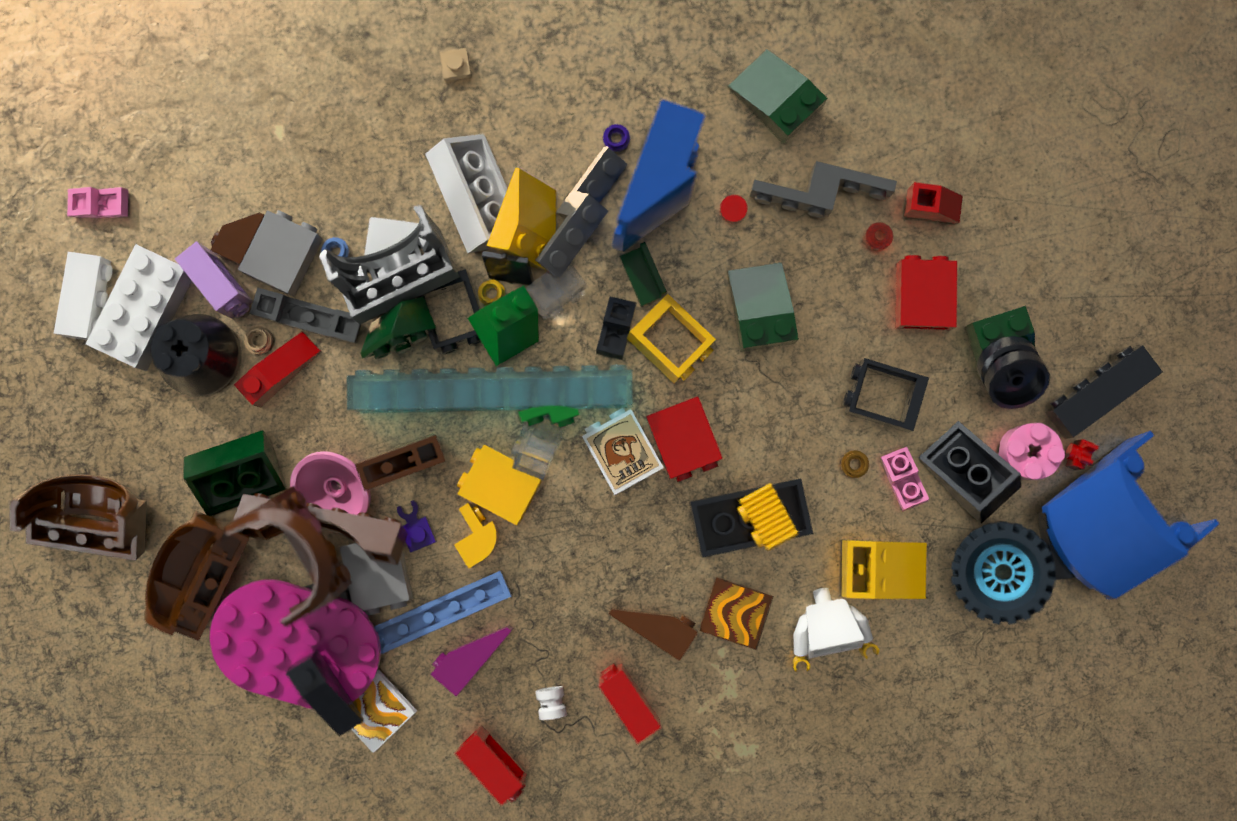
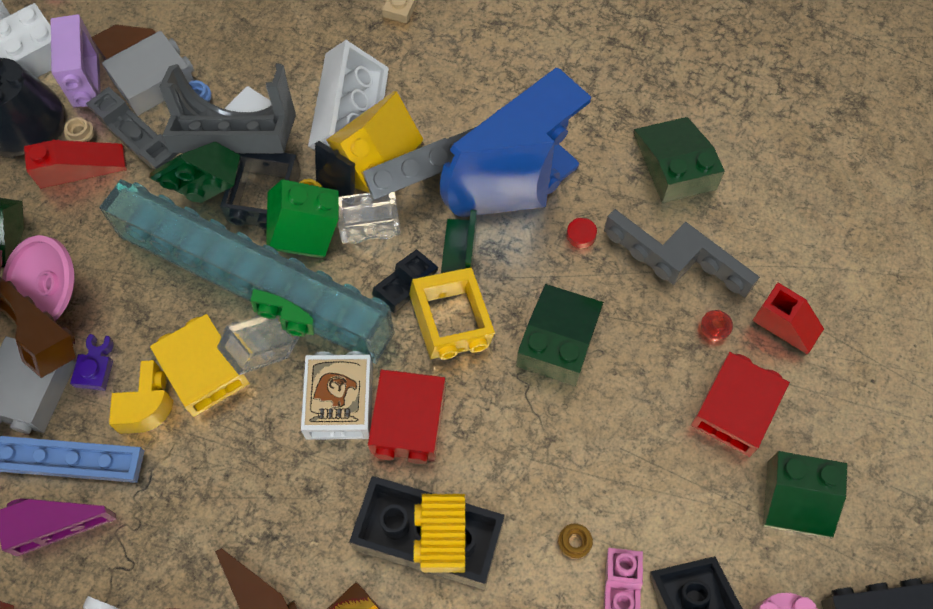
camera: 25 degrees right, 20 degrees down
(400, 461) = (117, 286): reddish brown slope -> none
(913, 400) = (641, 441): black window -> none
(1013, 372) = (802, 528): black wheel -> none

